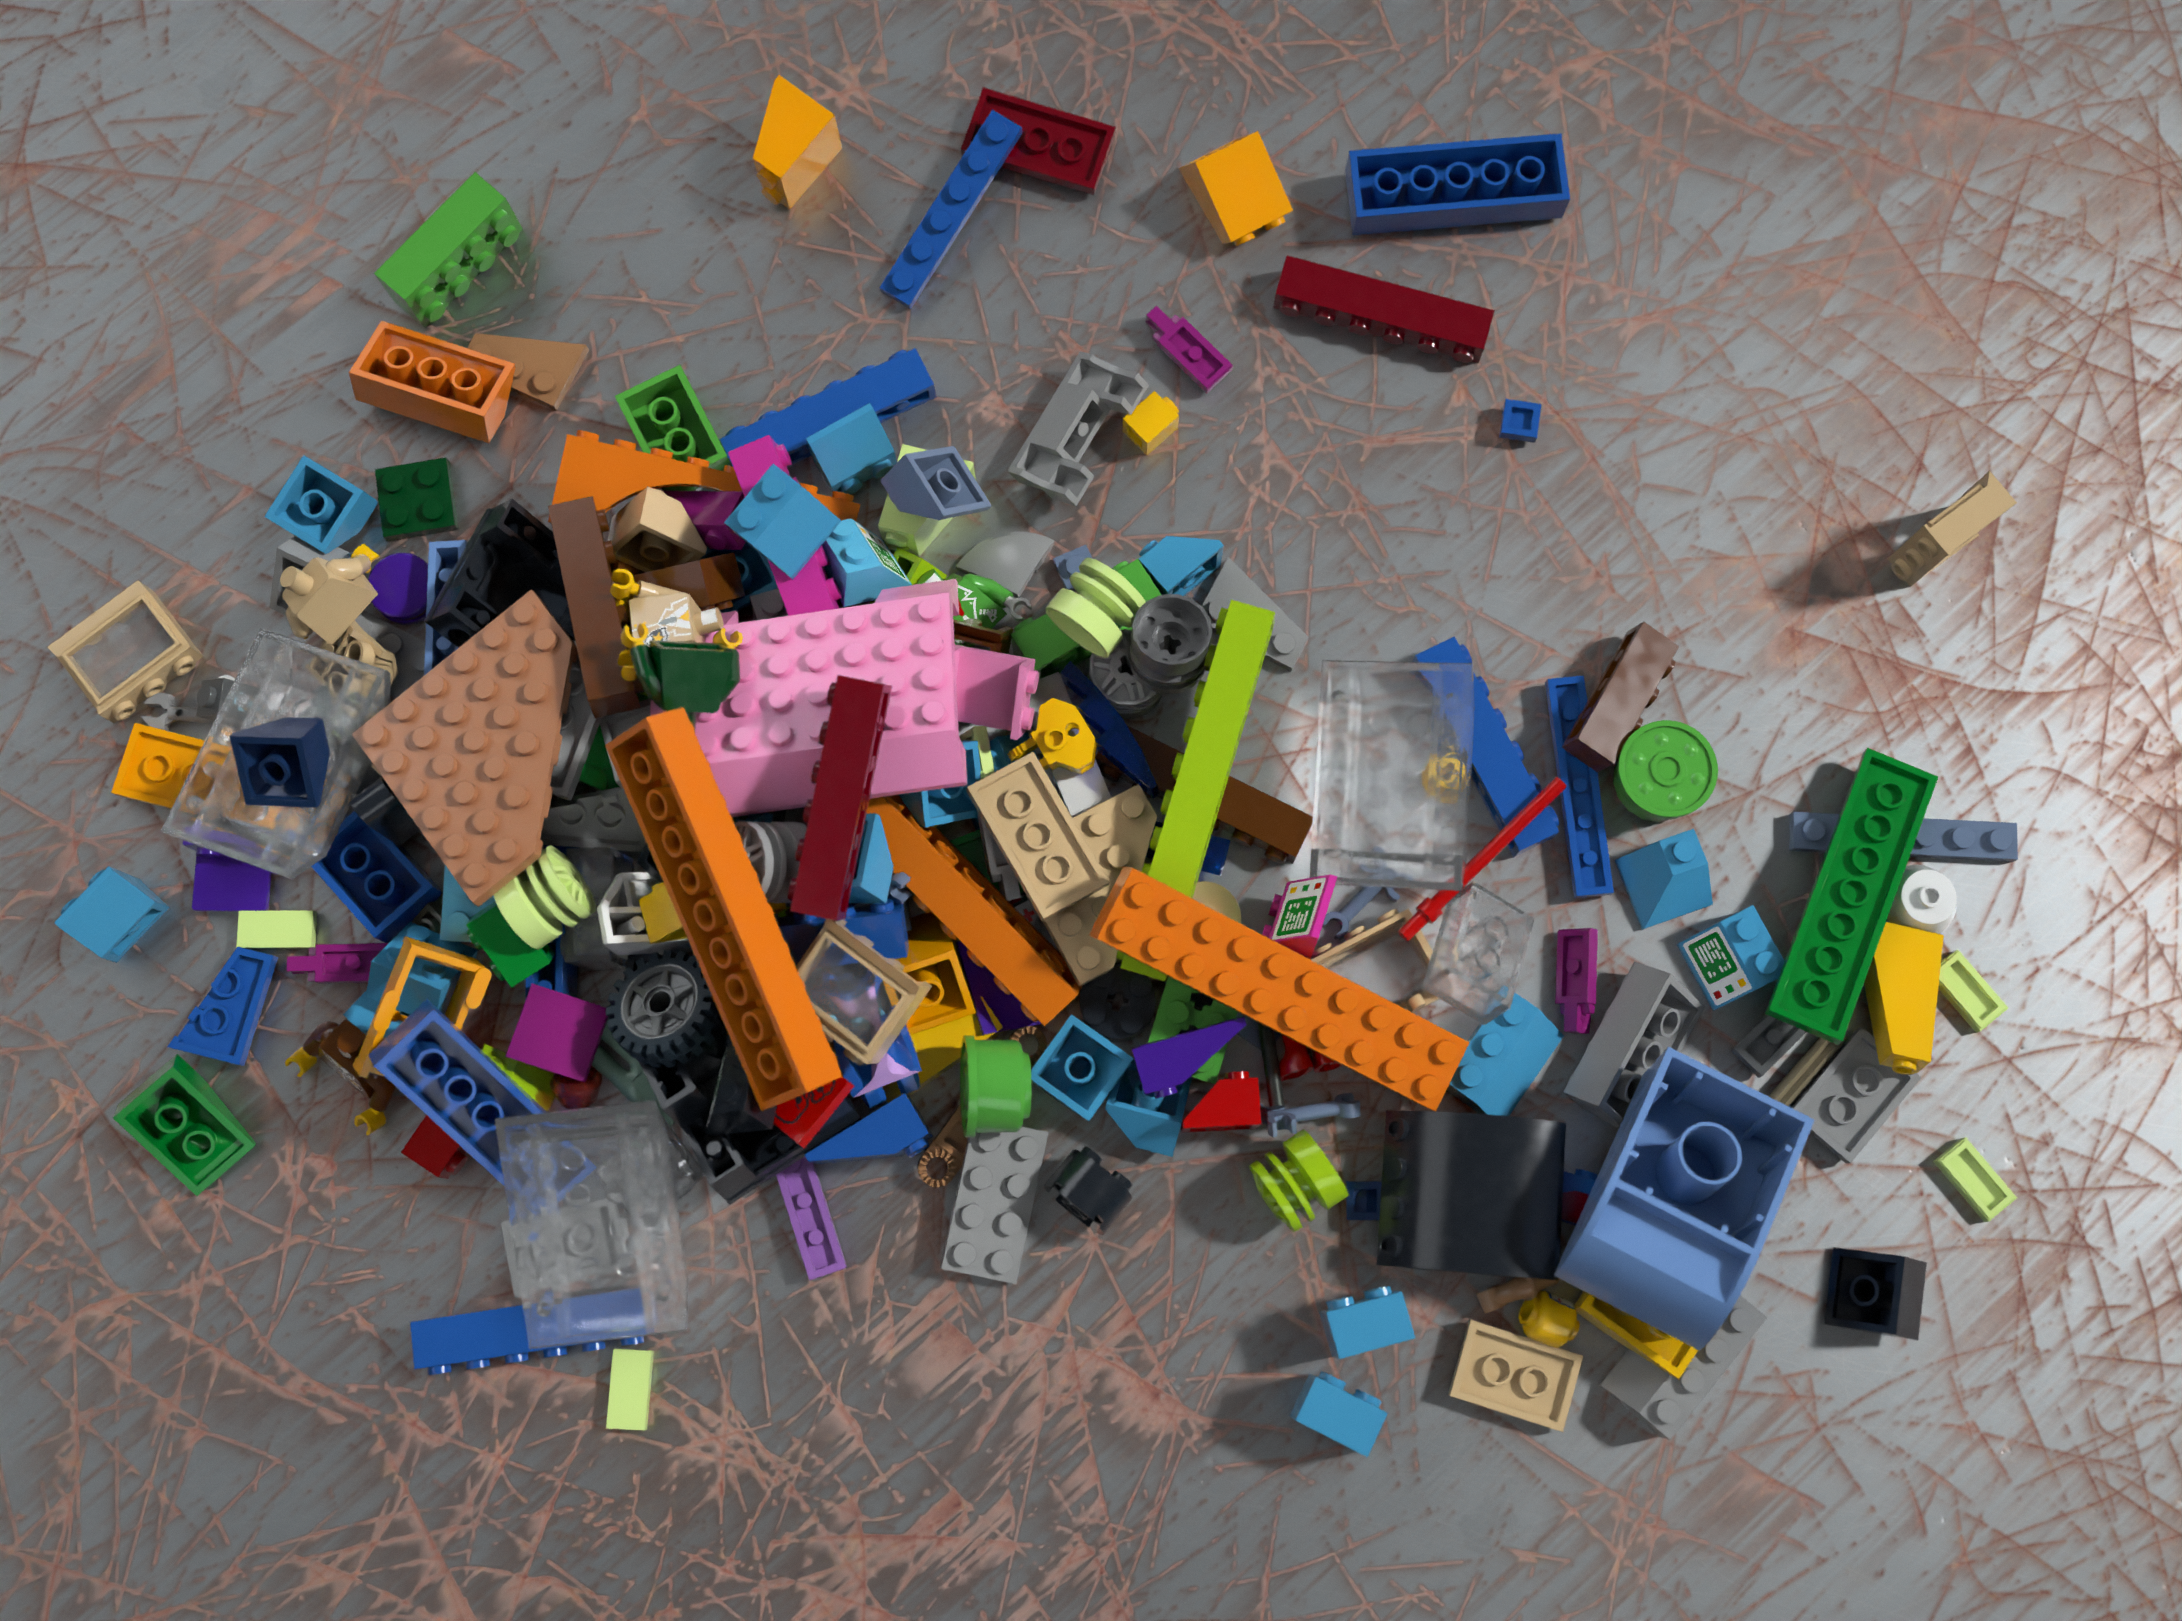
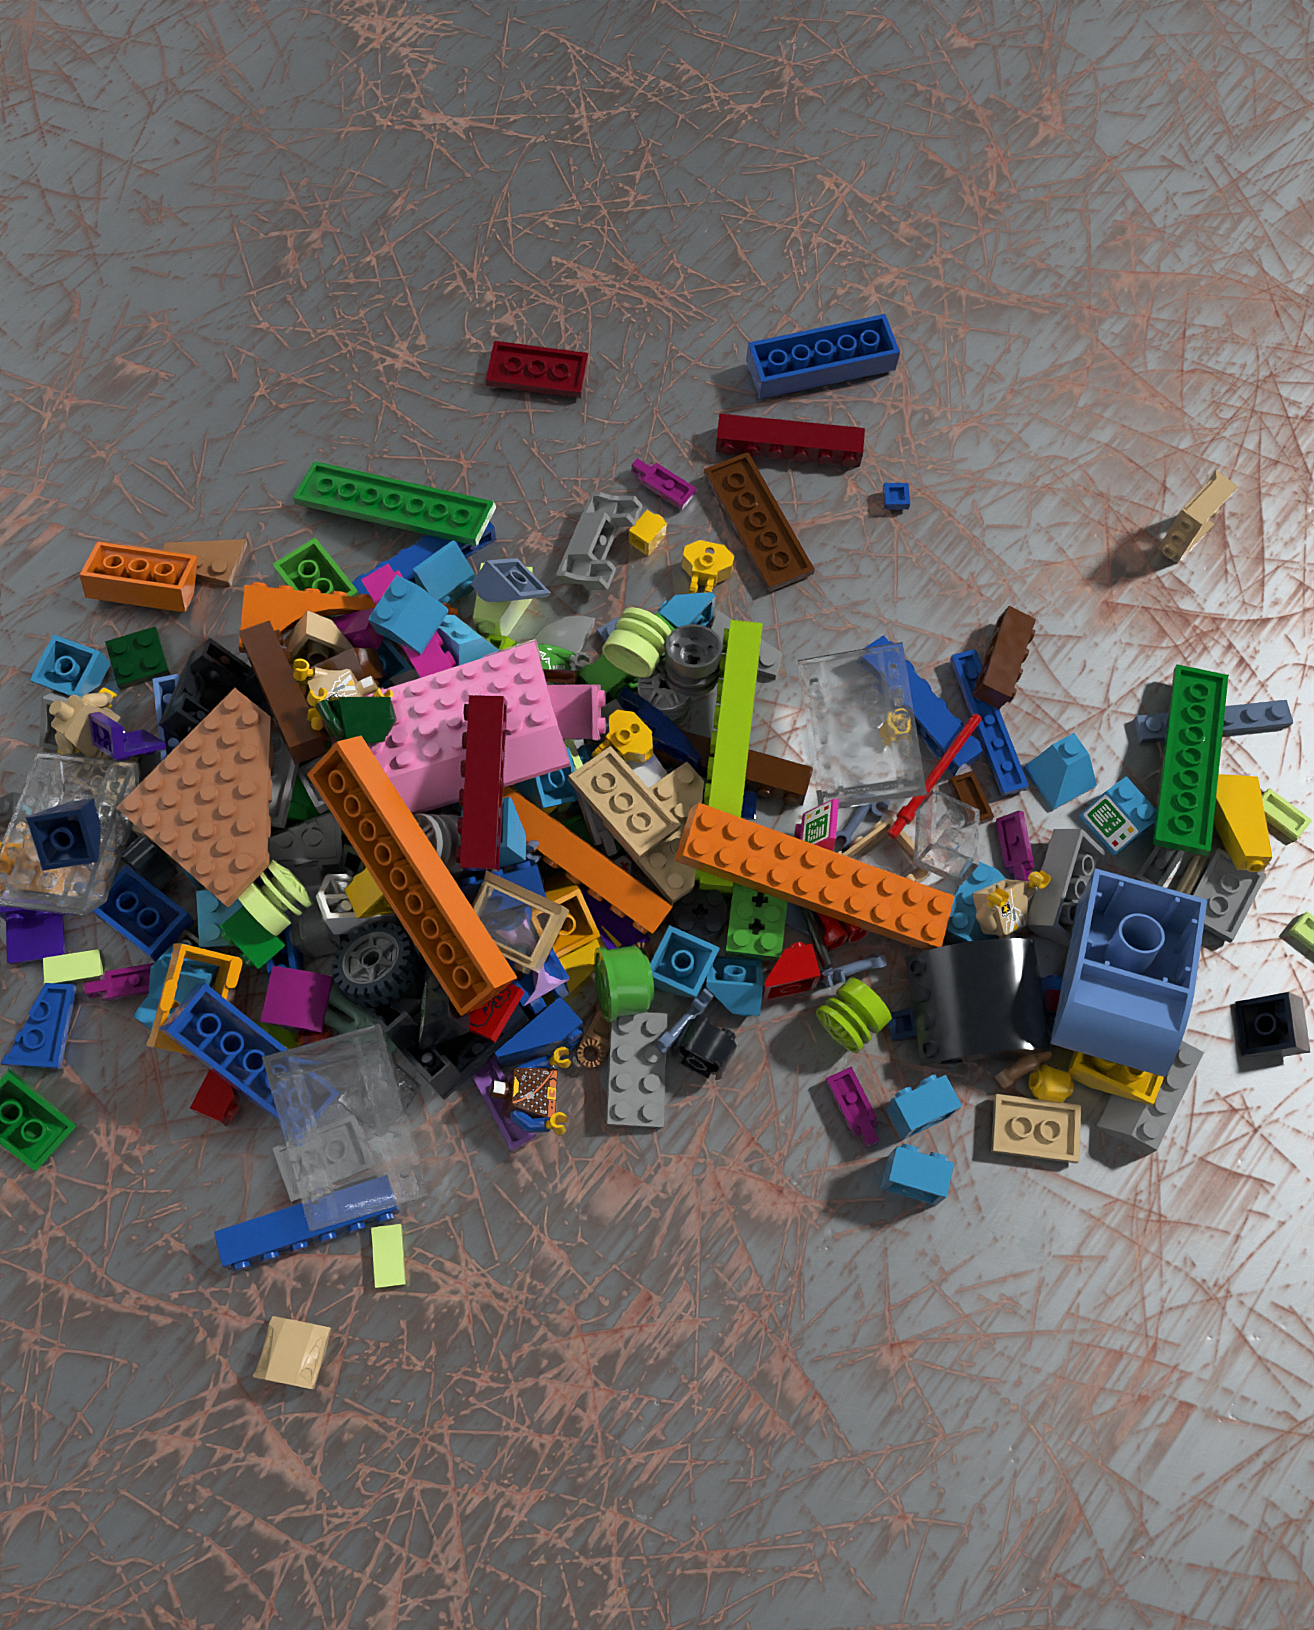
camera: 15 degrees left, 10 degrees down
(338, 1048) = (130, 1043): reddish brown torso -> none
(376, 637) = (117, 743): none -> dark purple bracket
(401, 588) = (137, 712): dark purple head -> none
(449, 250) = (140, 489): bright green brick -> none
(489, 1493) = (292, 1352): none -> tan slope
(793, 143) = (372, 389): light orange slope -> none
(800, 326) = (395, 503): none -> green plate
(847, 1213) = (531, 1094): none -> torso
(951, 209) = (485, 418): blue plate -> none
(1078, 1141) = (698, 1007): none -> sand blue bar
(1176, 1058) = (749, 941): dark purple slope -> none
(1224, 489) = (705, 567): none -> yellow hinge
(1238, 189) = (677, 378): light orange slope -> none
(1276, 1299) = (854, 1105): none -> magenta hinge
(1313, 429) = (759, 522): none -> reddish brown plate
(1530, 890) = (968, 790): none -> reddish brown tile
(1539, 1062) = (1004, 904): none -> tan torso
(1665, 771) = (1045, 699): bright green wheel -> none
(1924, 900) = (1240, 756): white cone -> none

